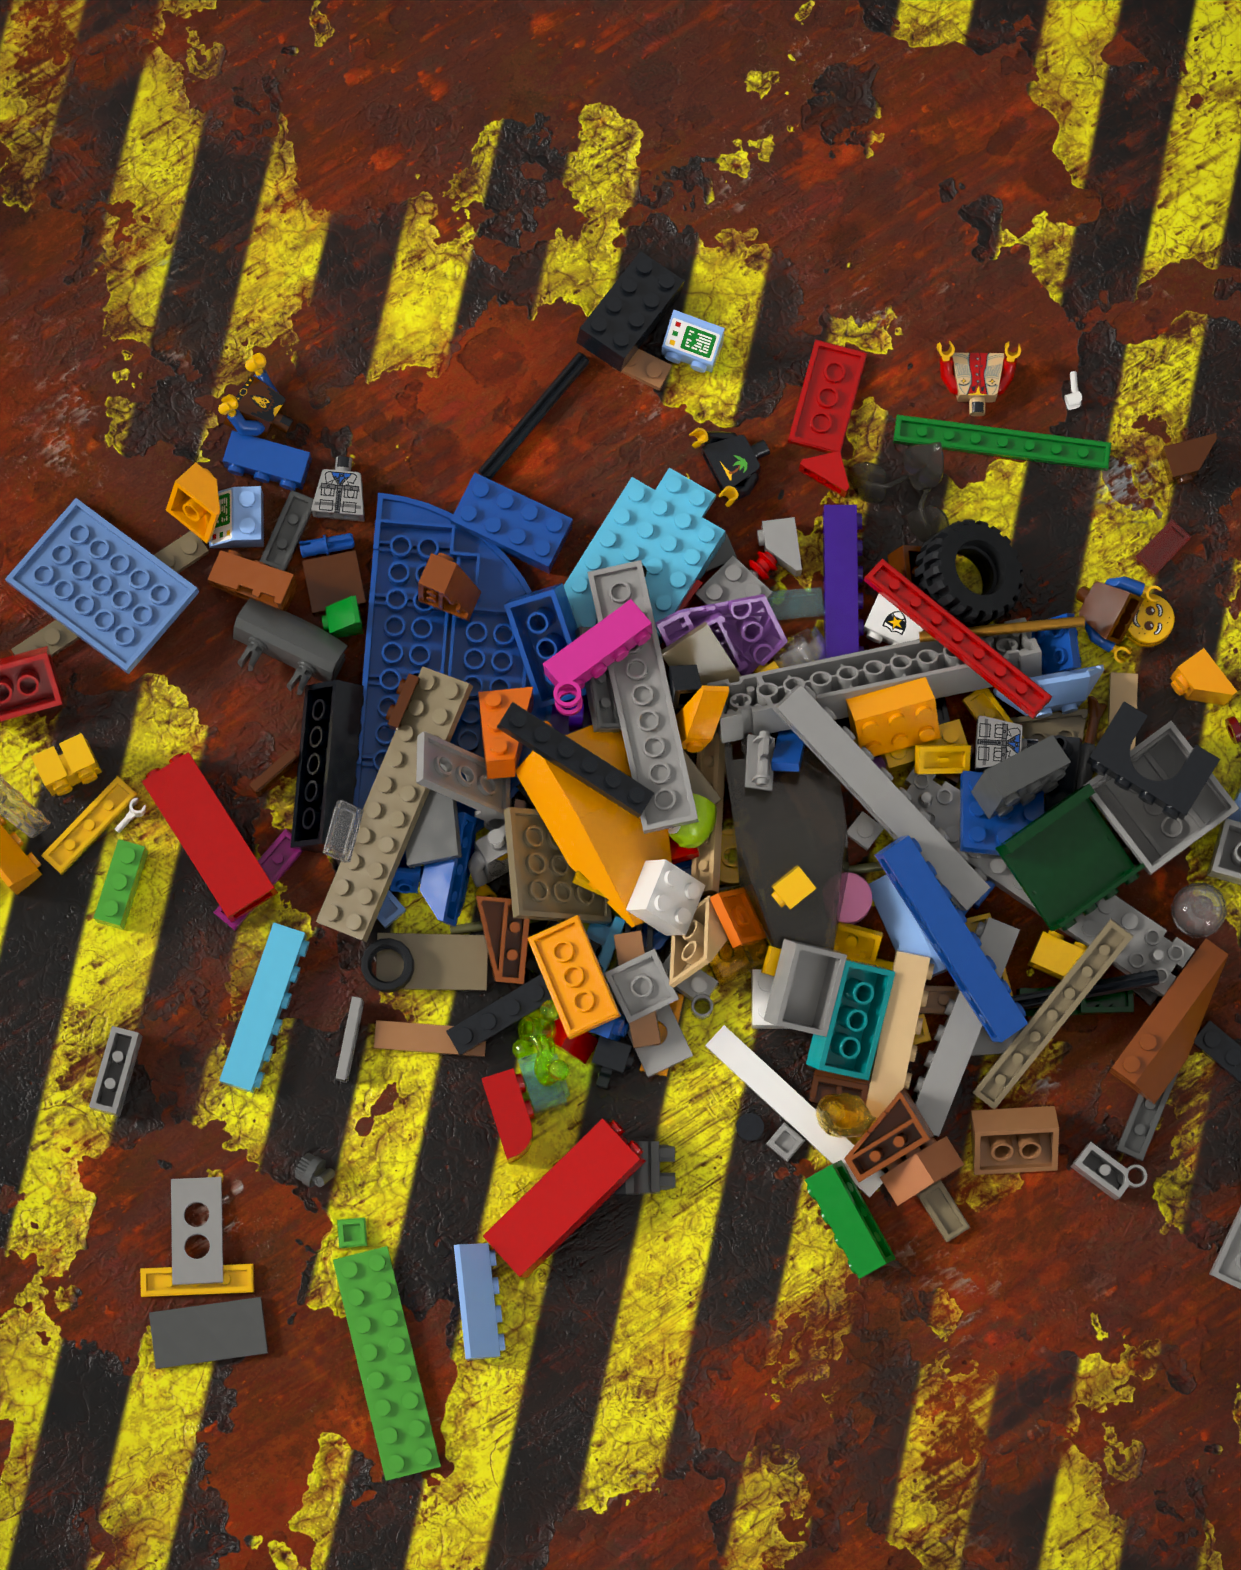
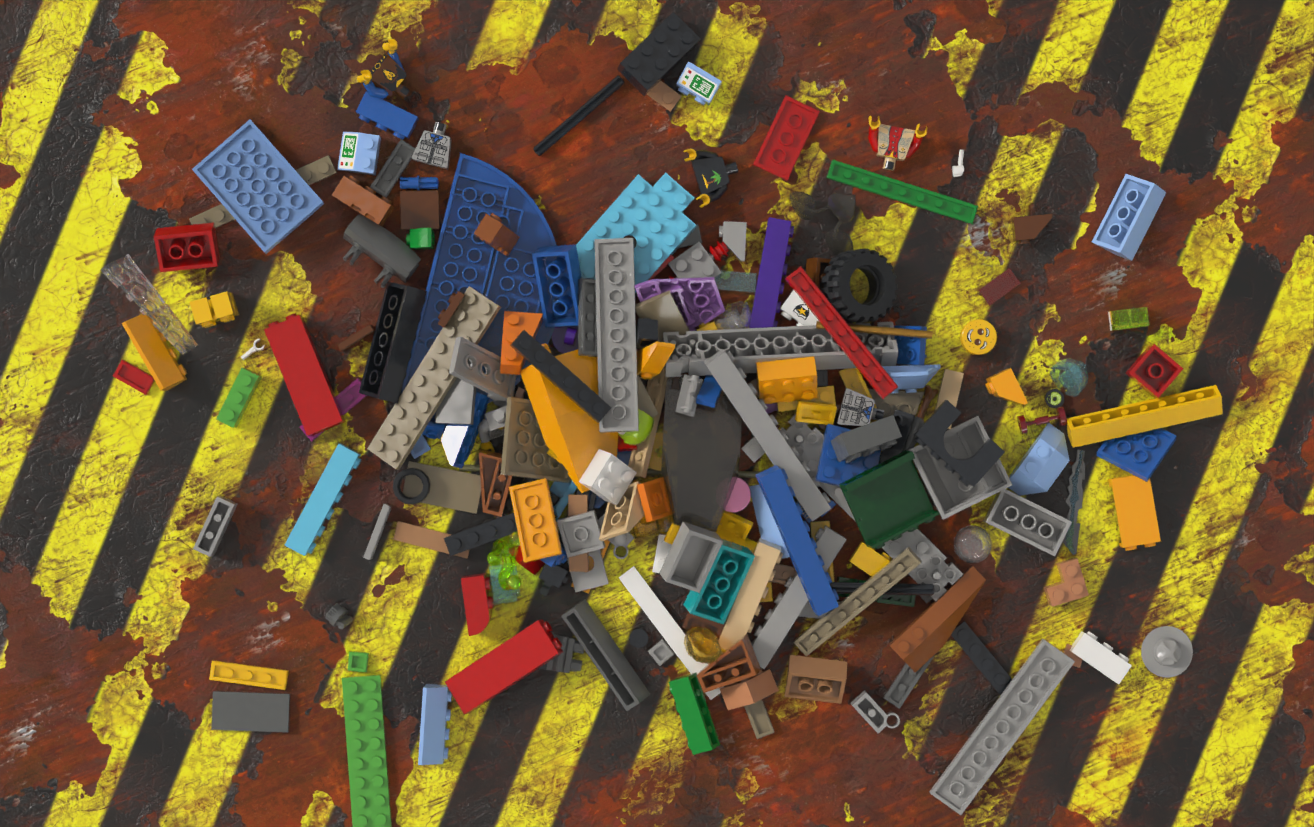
camera: 10 degrees right, 10 degrees up
(89, 825) = (224, 351): yellow tile -> none
(196, 501) = (332, 138): light orange slope -> none
(210, 1267) = (249, 615): light grey piece -> none
(343, 831) = (395, 392): clear tile -> none
(512, 522) = (549, 190): blue brick -> none
(594, 652) = (588, 300): dark pink hinge -> none
(707, 1156) = (605, 655): none -> dark grey brick
(792, 888) = (695, 487): yellow brick -> none
(828, 471) = (776, 191): red slope -> none
(1110, 611) = (953, 327): reddish brown torso -> none

